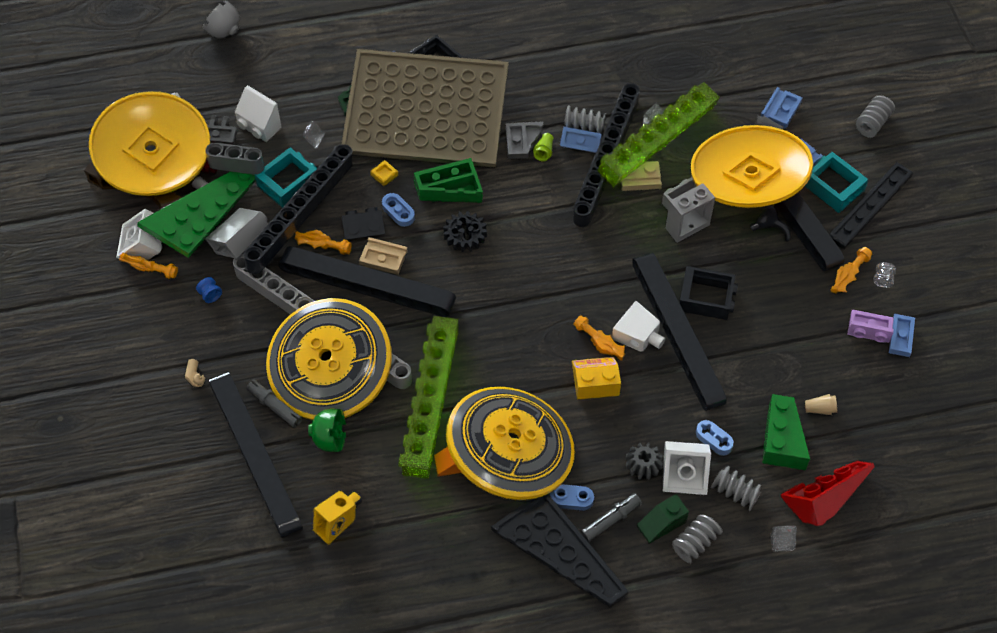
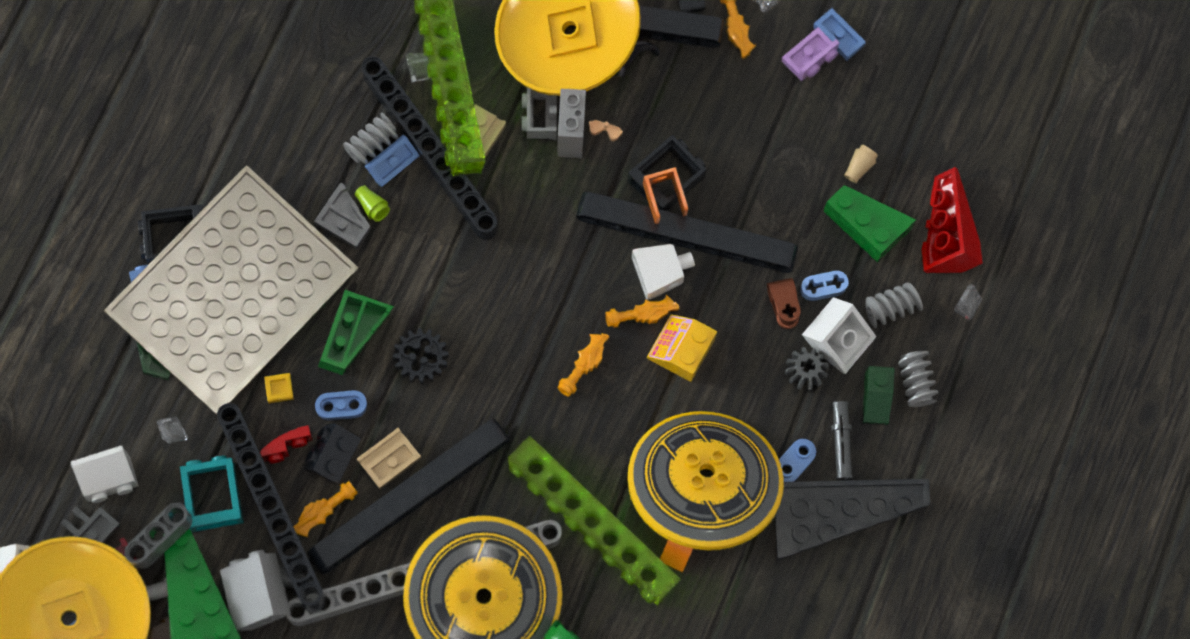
camera: 60 degrees left, 15 degrees up
(345, 193) = (278, 448): none -> red slope
(542, 327) = (588, 359): none -> light orange piece
(680, 418) = (784, 299): none -> copper piece
(684, 276) = (659, 177): none -> orange piece
(705, 237) = (597, 127): none -> light nougat piece

